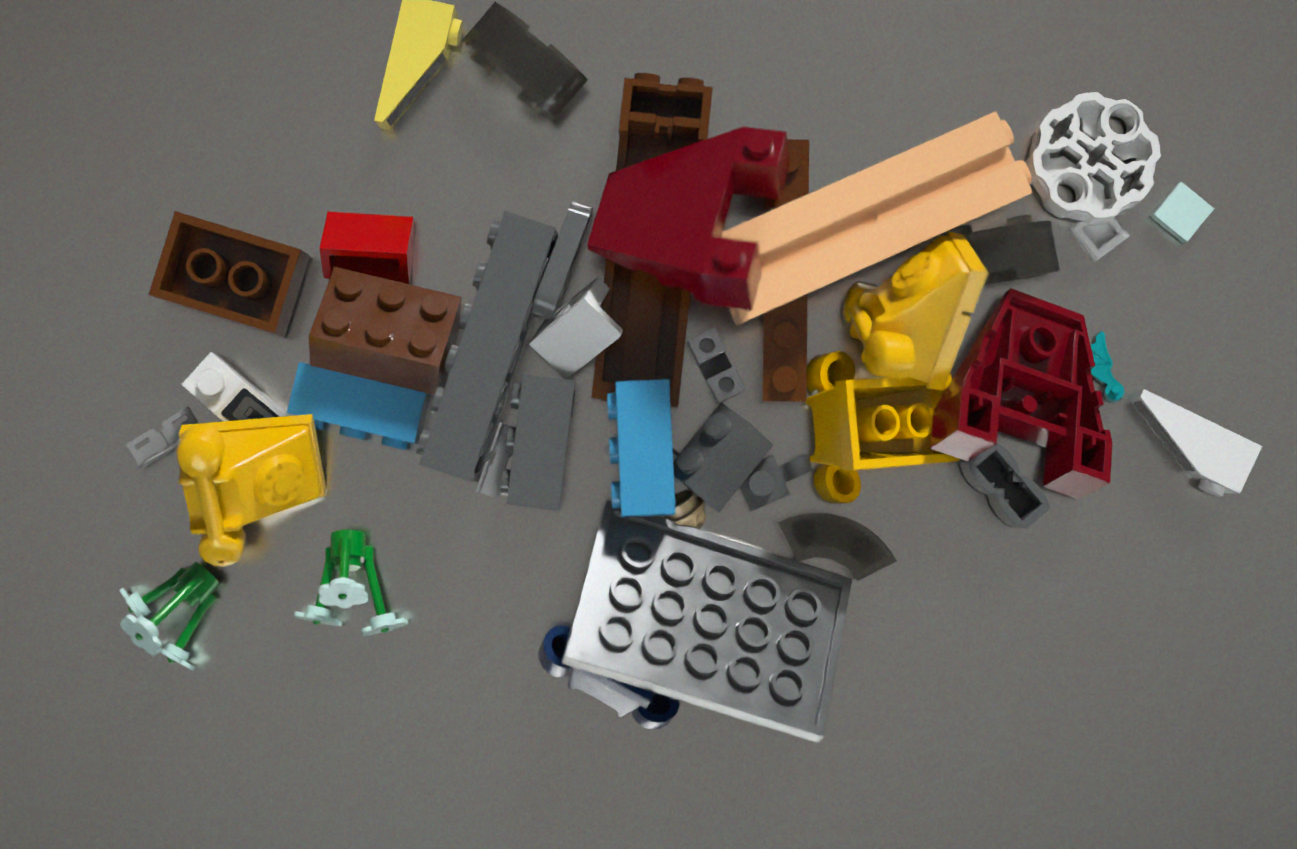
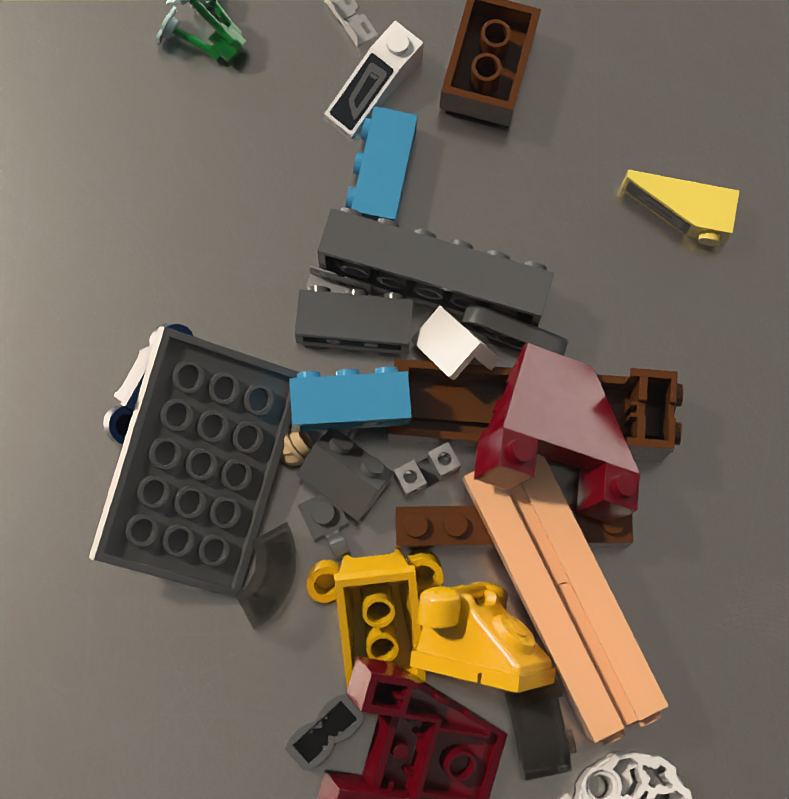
camera: 85 degrees right, 10 degrees down
(244, 474) = (320, 71): yellow piece -> none
(347, 553) = (254, 161): plant -> none
(368, 245) = (518, 171): red brick -> none
(384, 330) = (447, 180): reddish brown brick -> none
(538, 72) = (688, 295): clear smoke brick -> none

